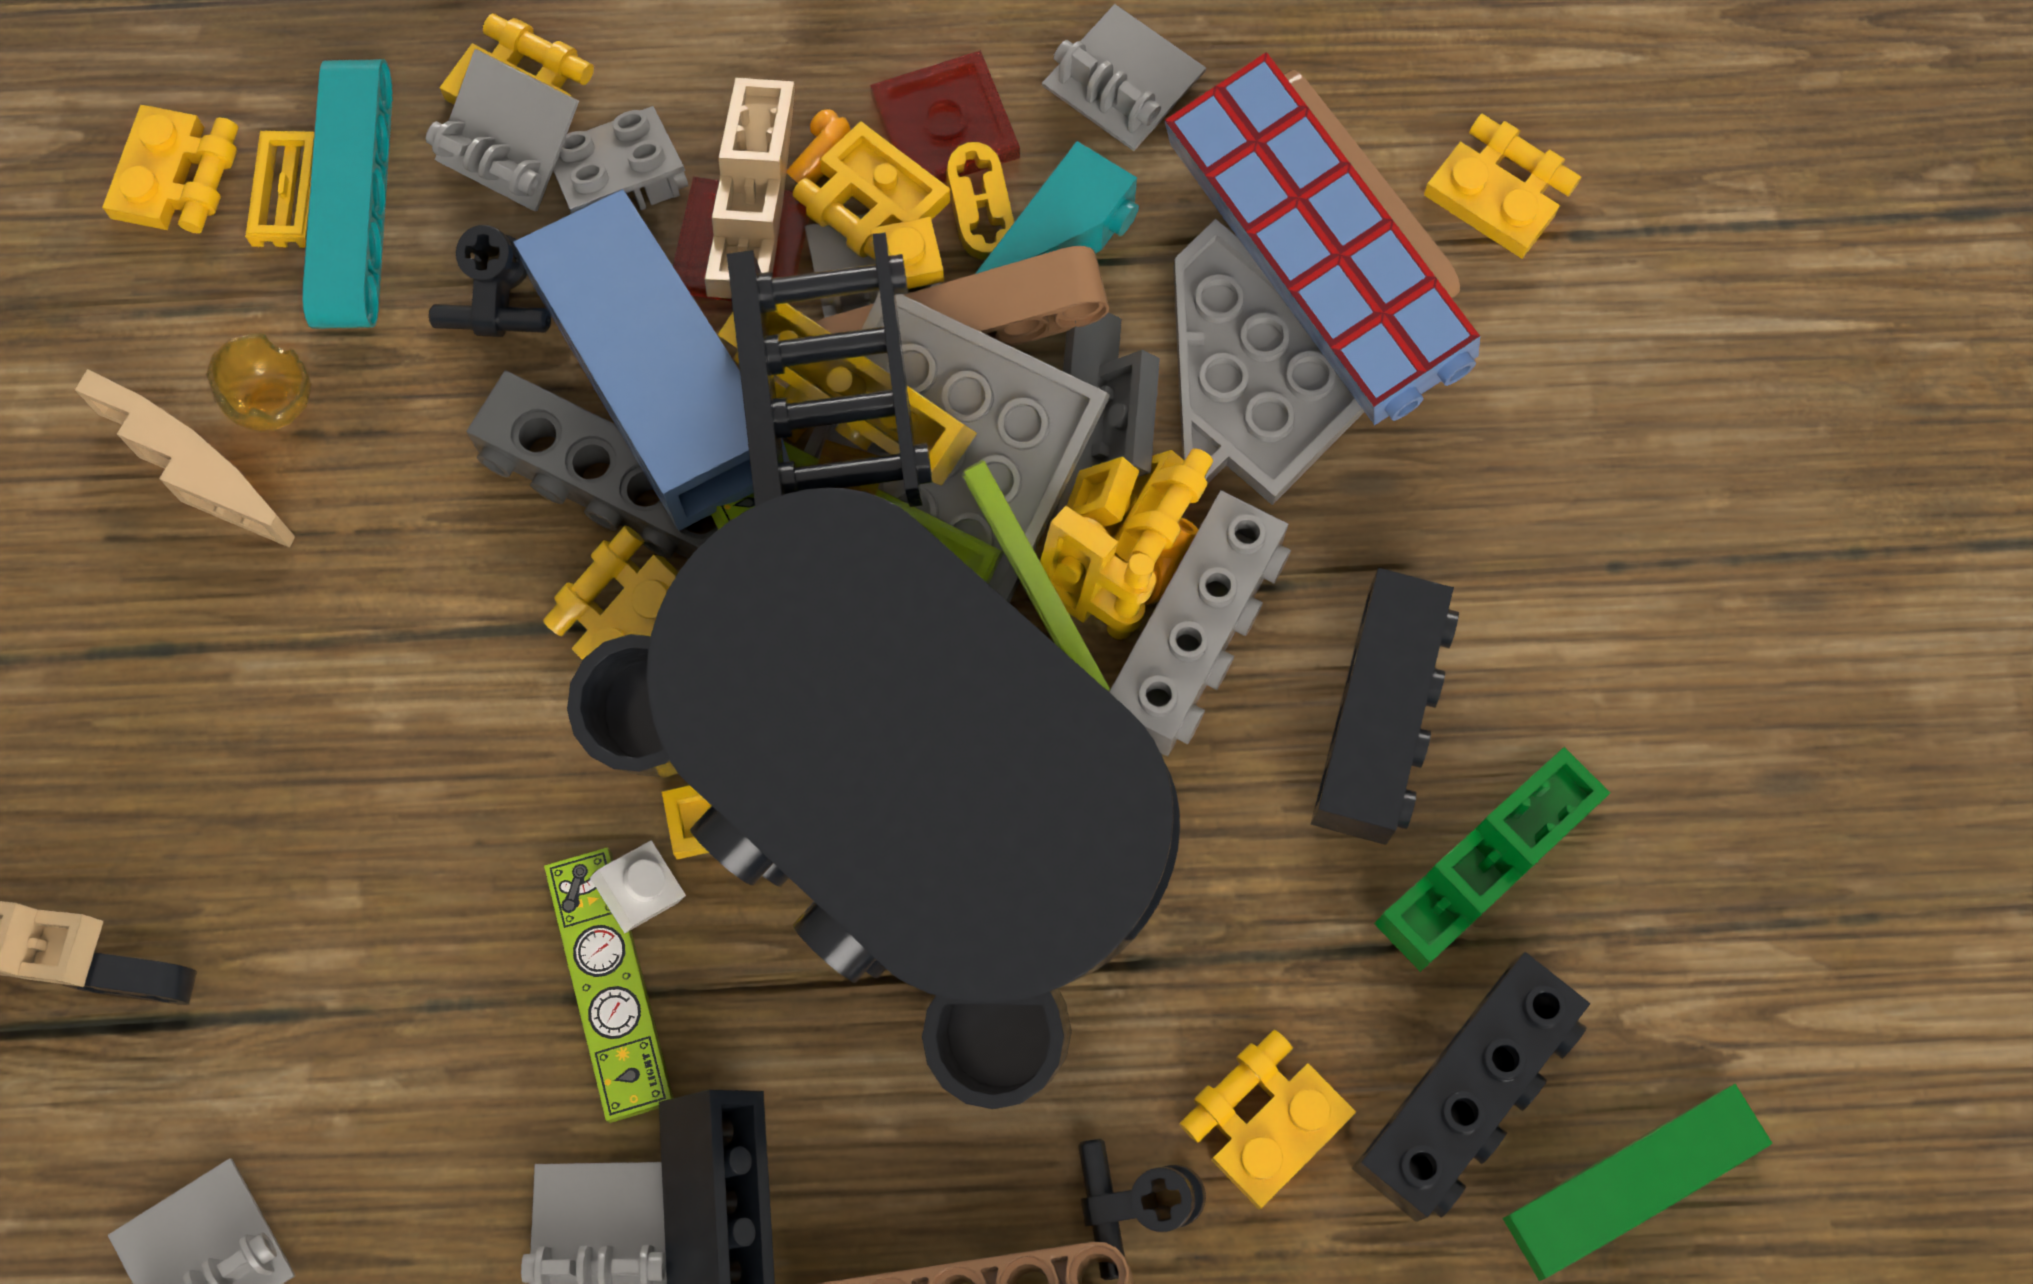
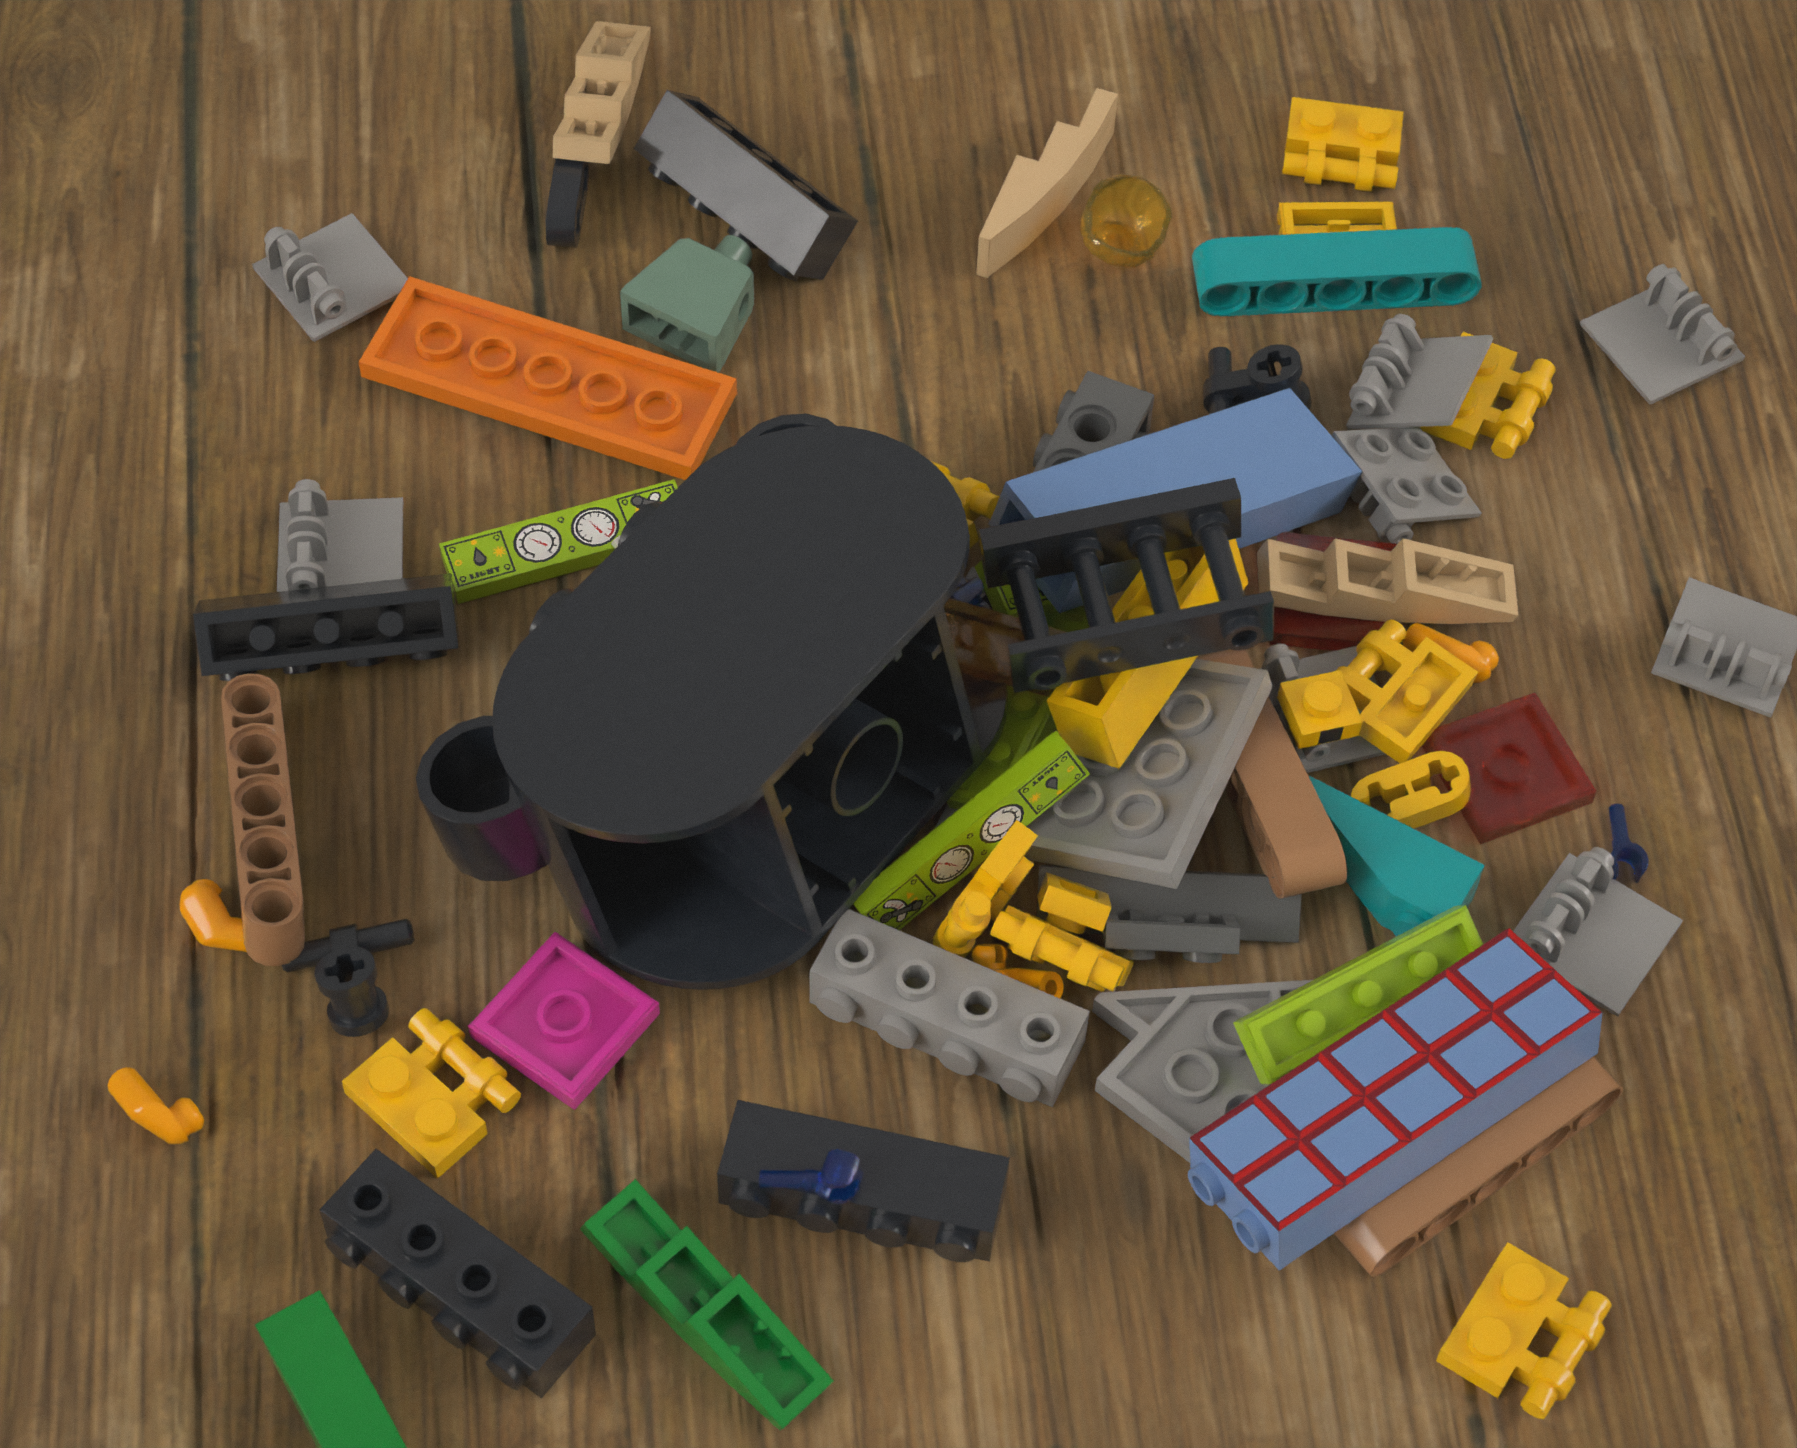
camera: 85 degrees right, 15 degrees down
(148, 776) = (744, 186): none -> brick
(301, 836) = (692, 300): none -> sand green torso
(385, 1006) = (549, 378): none -> orange plate
(1054, 28) = (1622, 846): none -> clear blue hand
(1195, 986) = (564, 1020): none -> dark pink plate
(1208, 257) = (1336, 1003): none -> lime tile
(1412, 716) = (835, 1181): none -> clear blue hand

